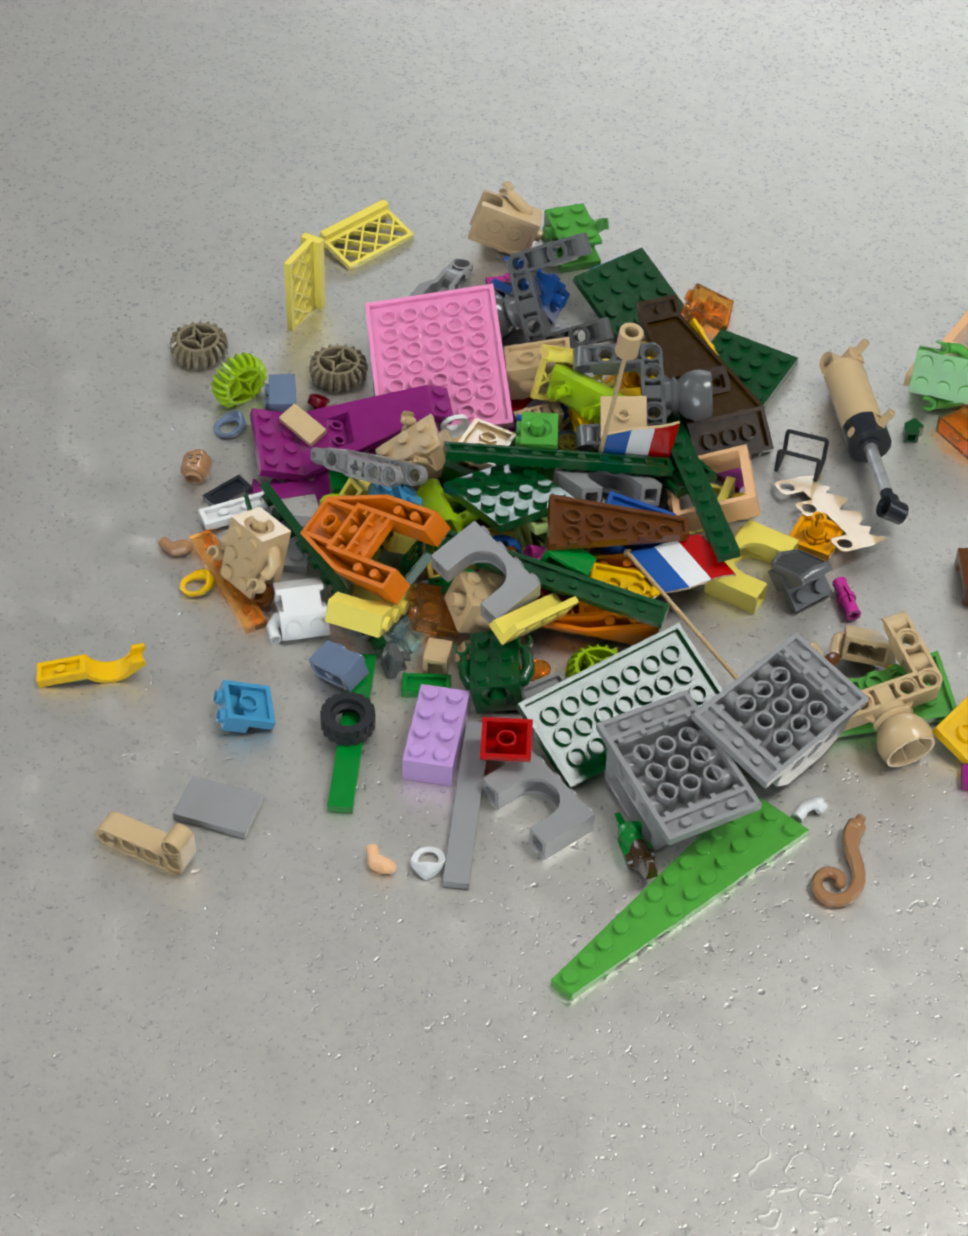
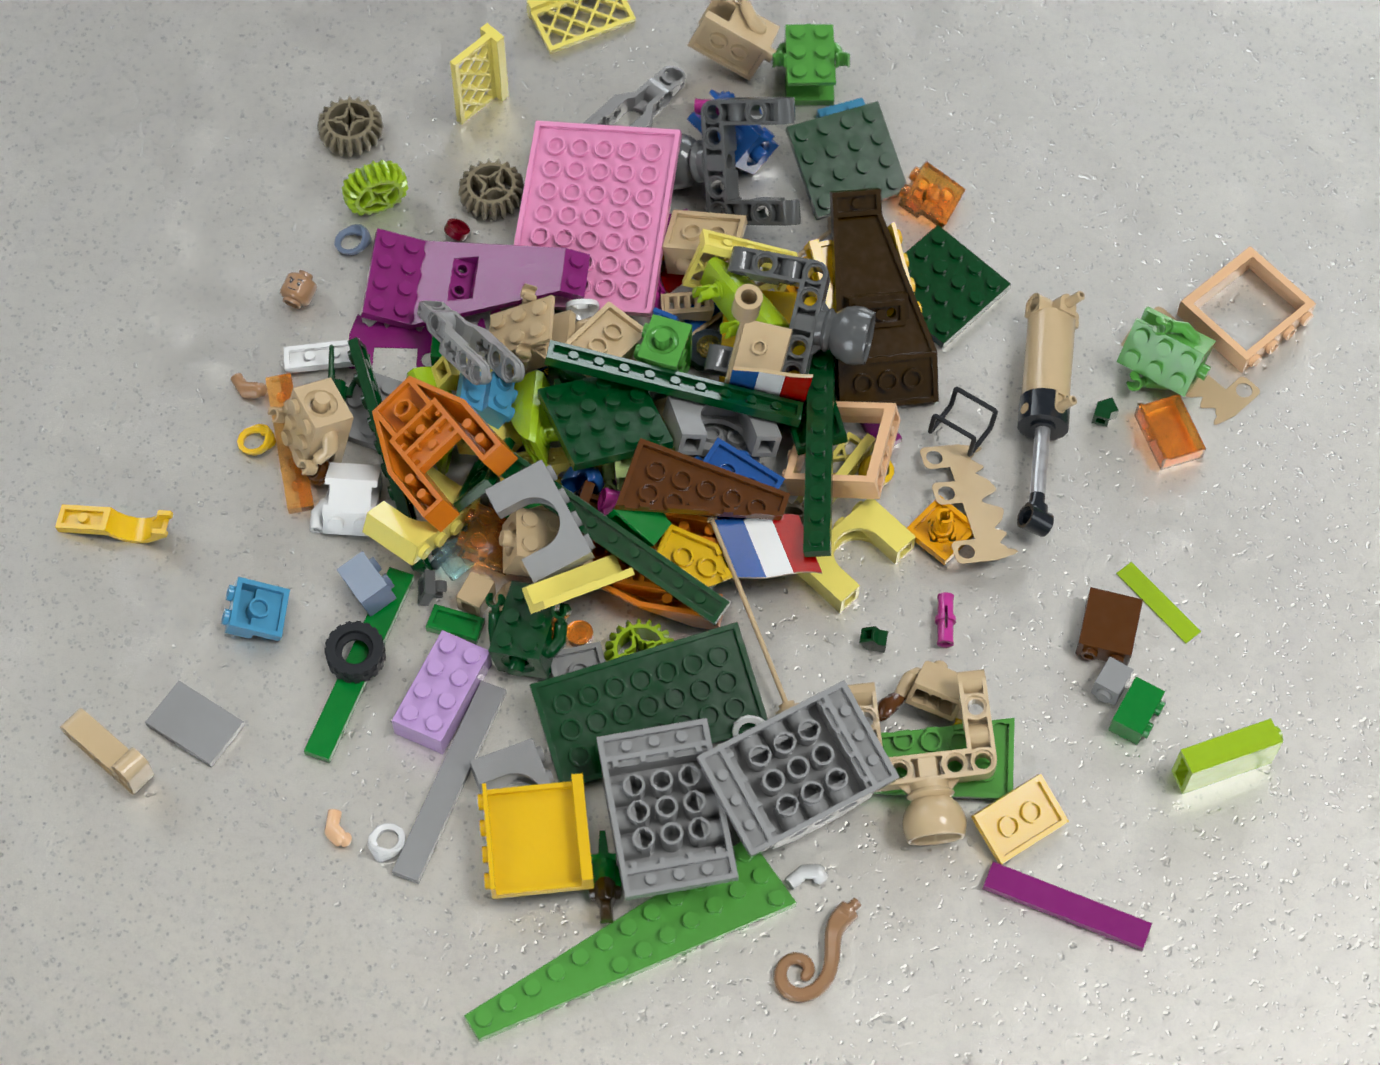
camera: 15 degrees right, 15 degrees up
(228, 491) = (324, 328): black tile -> none
(281, 392) = (418, 213): sand blue brick -> none
(302, 425) = (425, 263): tan tile -> none
(506, 739) = (504, 725): red slope -> none
(569, 821) = (536, 839): none -> yellow panel
(793, 623) = (873, 639): none -> dark green piece
(800, 577) = (899, 584): dark grey piece -> none

